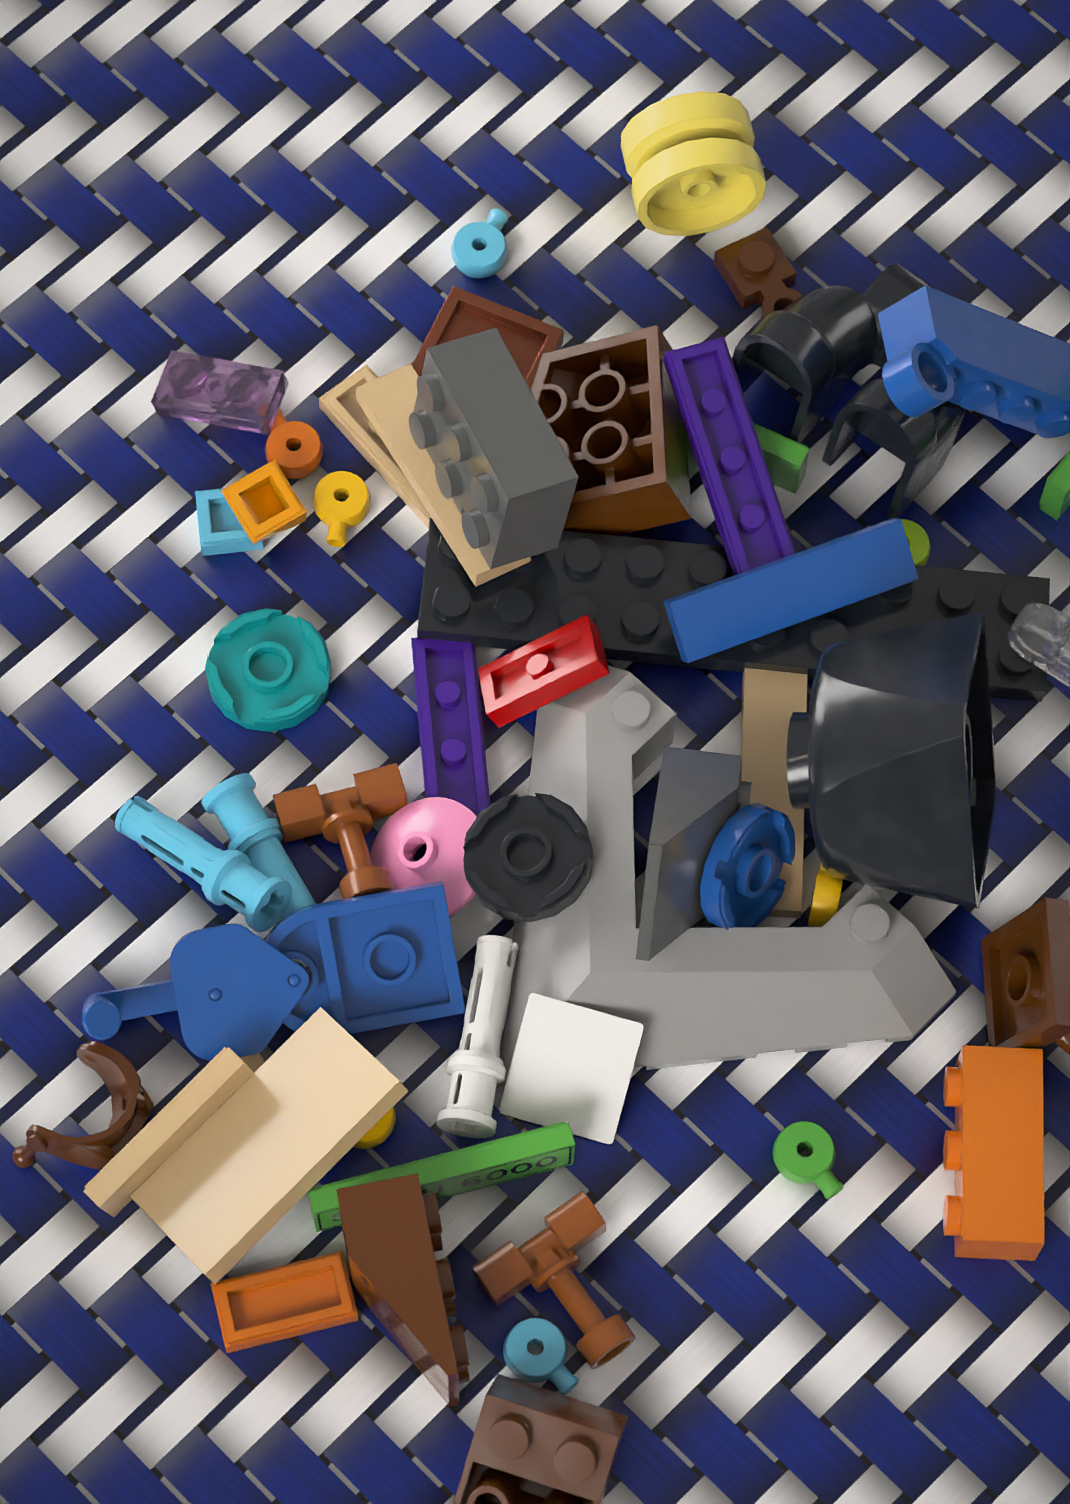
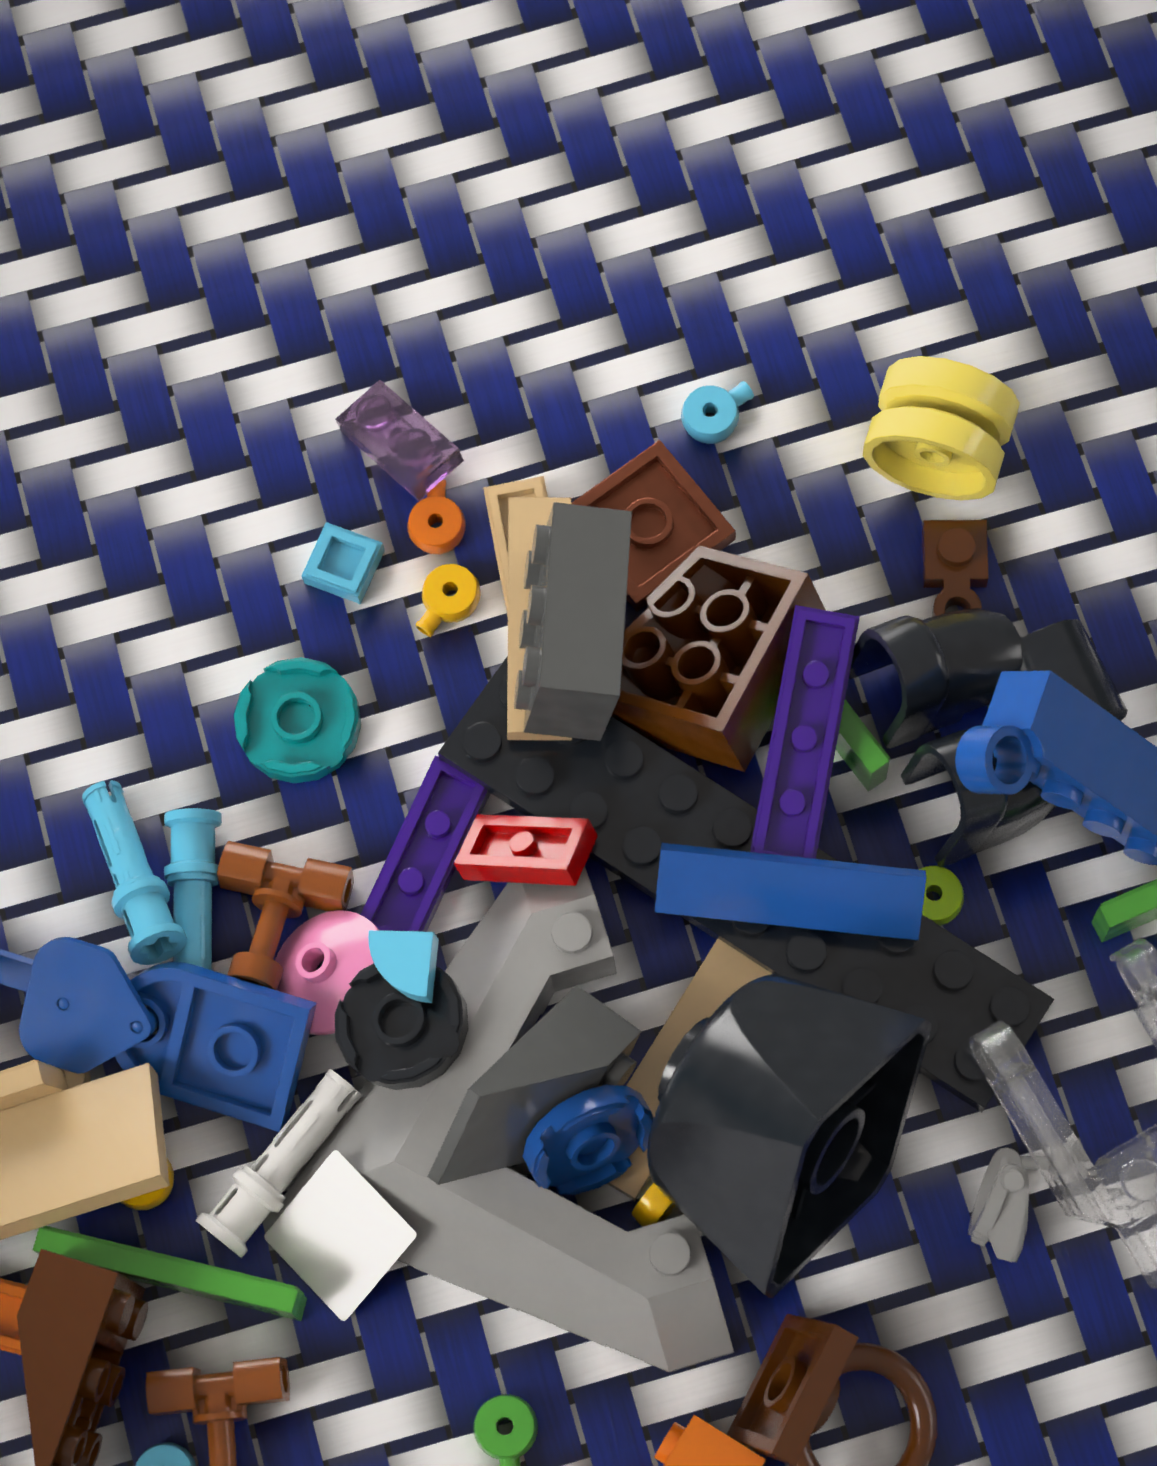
camera: 40 degrees right, 5 degrees up
(265, 503) = (375, 564): light orange slope -> none
(506, 798) = (406, 961): none -> medium azure tile

